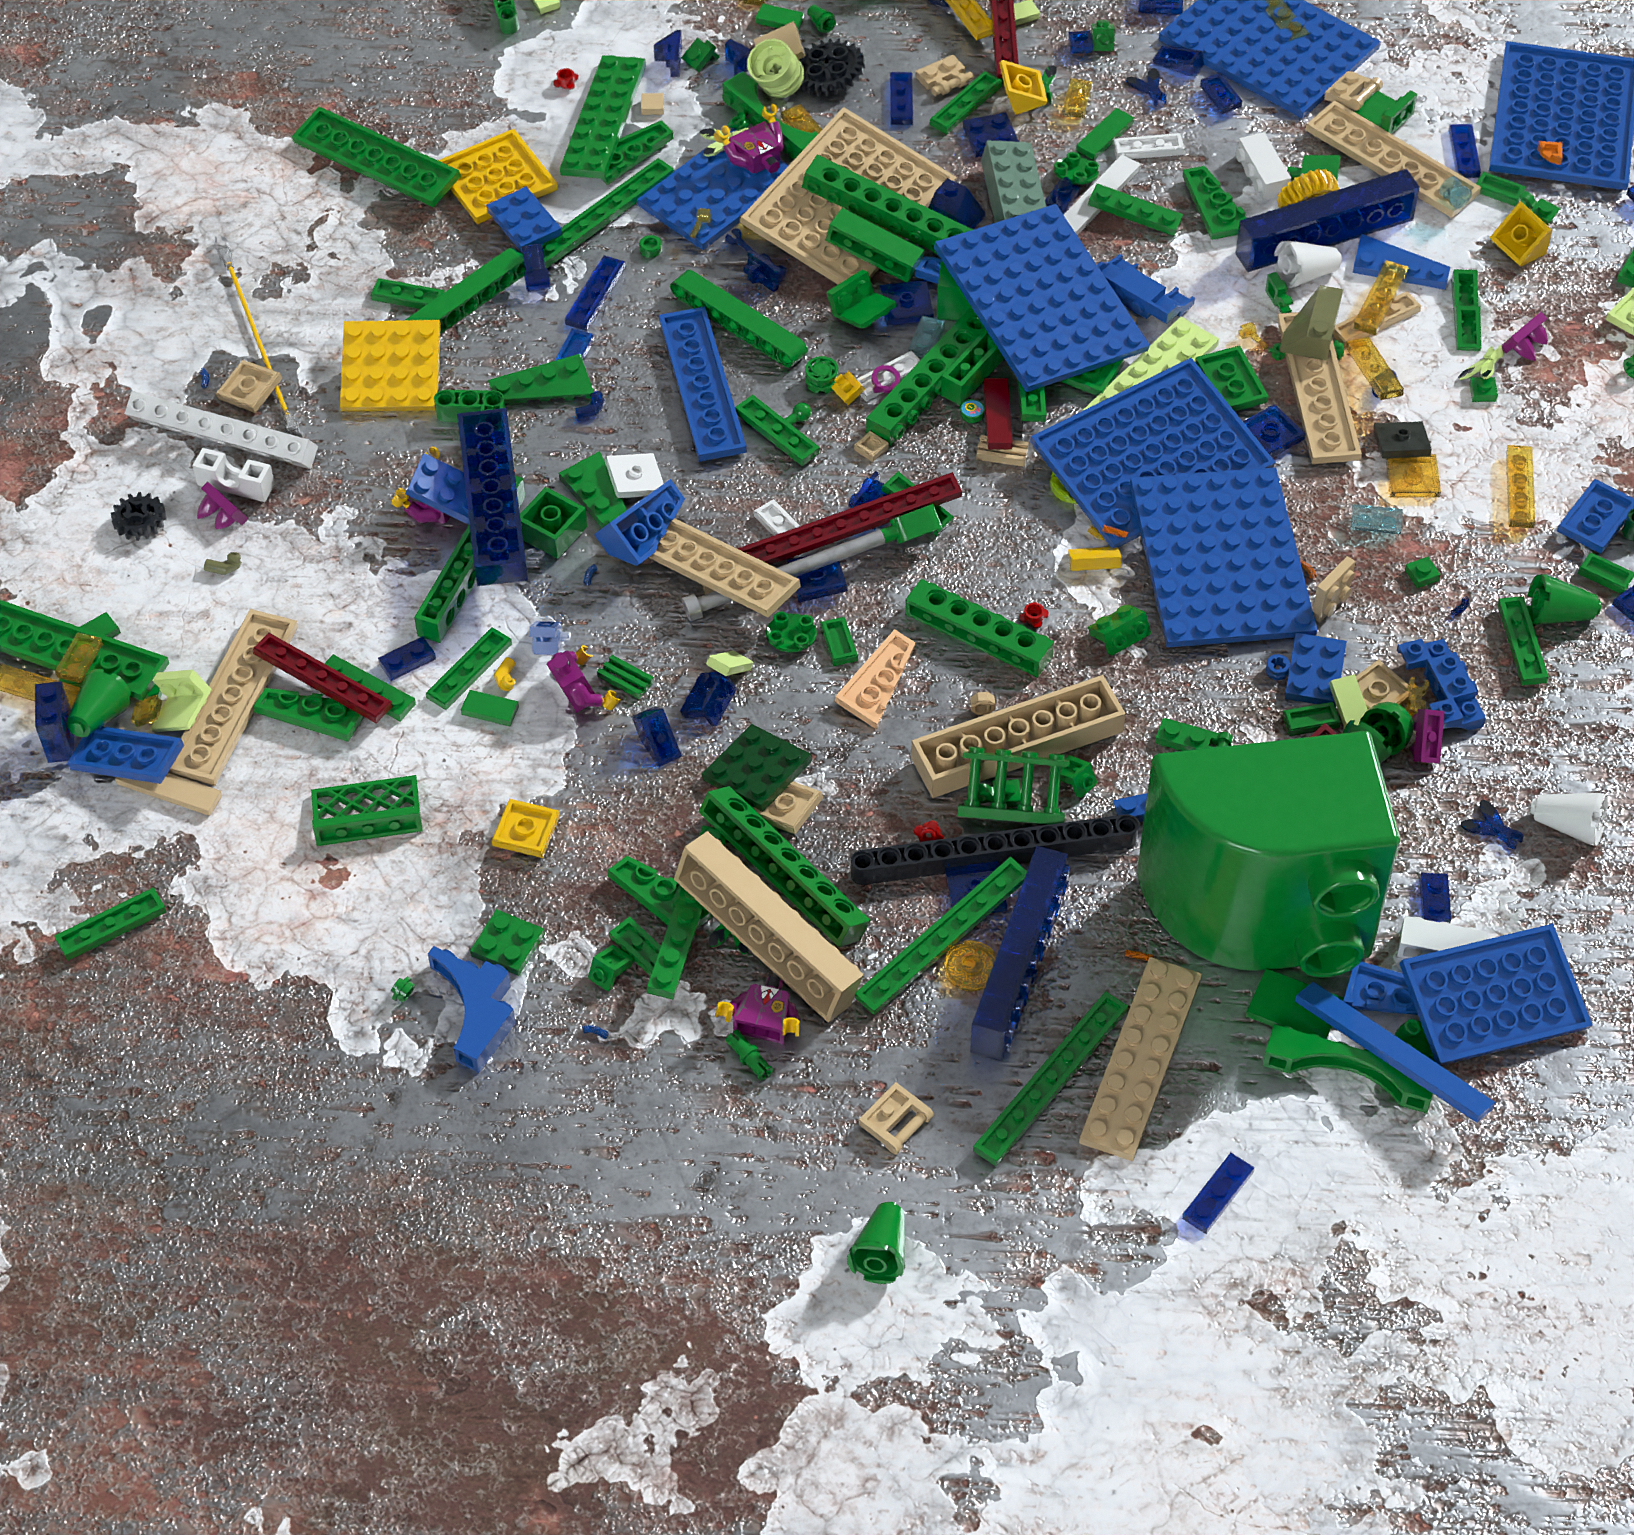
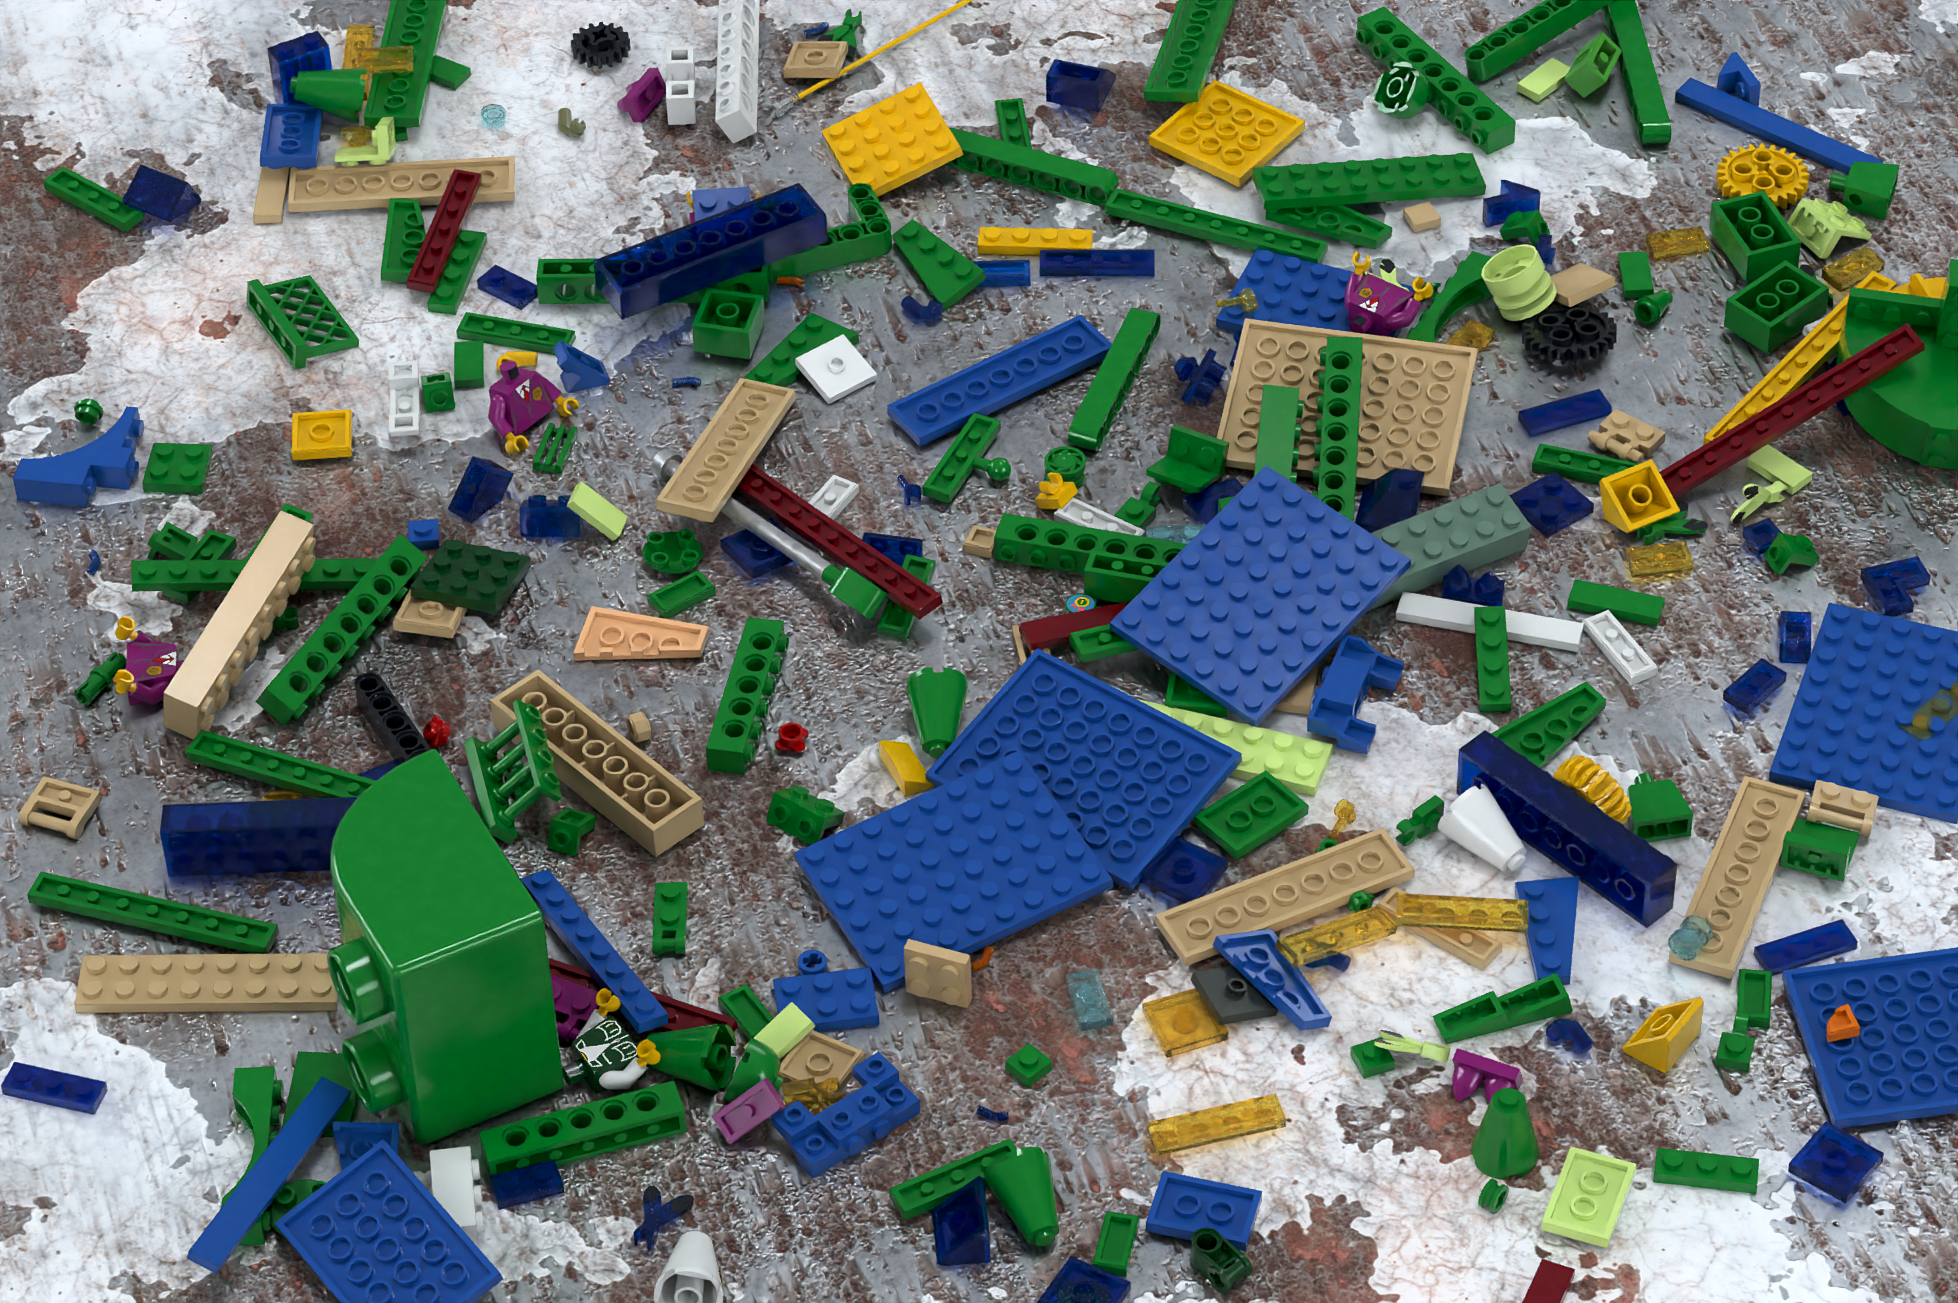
camera: 70 degrees right, 10 degrees down
(147, 869) = (160, 194): none -> clear blue slope
(175, 619) = (488, 116): none -> clear light blue bush
(220, 362) = (845, 32): none -> green piece
(390, 238) = (1078, 85): none -> clear blue slope
(510, 47) = (1450, 91): none -> green brick
(514, 733) = (438, 392): none -> green bracket
(519, 764) = (404, 398): none -> white slope
(522, 64) = (1402, 91): none -> green cylinder
(524, 218) = (1161, 168): blue plate -> none
(535, 272) = (1087, 206): clear blue piece -> none
(548, 321) = (1031, 240): none -> yellow plate
(566, 79) = (1416, 138): red plate -> none
(640, 528) = (745, 382): blue wedge -> none
(650, 246) = (1193, 283): green tile -> none
(683, 789) = (424, 534): none -> blue plate
(799, 473) = (909, 490): none -> clear blue hand
(878, 388) = (1067, 517): magenta piece -> none
(884, 349) = (1141, 511): none -> green plate
(1045, 28) = (1756, 496): none -> yellowish green piece
(1058, 518) = (937, 706): none -> green cone
(1076, 168) = (1531, 589): green dish -> none
(1120, 533) = (940, 764): orange leg -> none
(1150, 87) = (1730, 621): clear blue piece -> none
(1262, 165) = (1646, 750): white brick -> none
(1314, 325) = (1369, 862): olive wedge -> none
(1397, 412) = (1274, 976): none -> blue wing
(1402, 789) = (585, 1129): none -> green brick
(1495, 286) = (1570, 1030): none -> clear blue arm
(1572, 645) = (963, 1227): none -> clear blue slope
(1592, 339) = (1506, 1137): none -> green cone

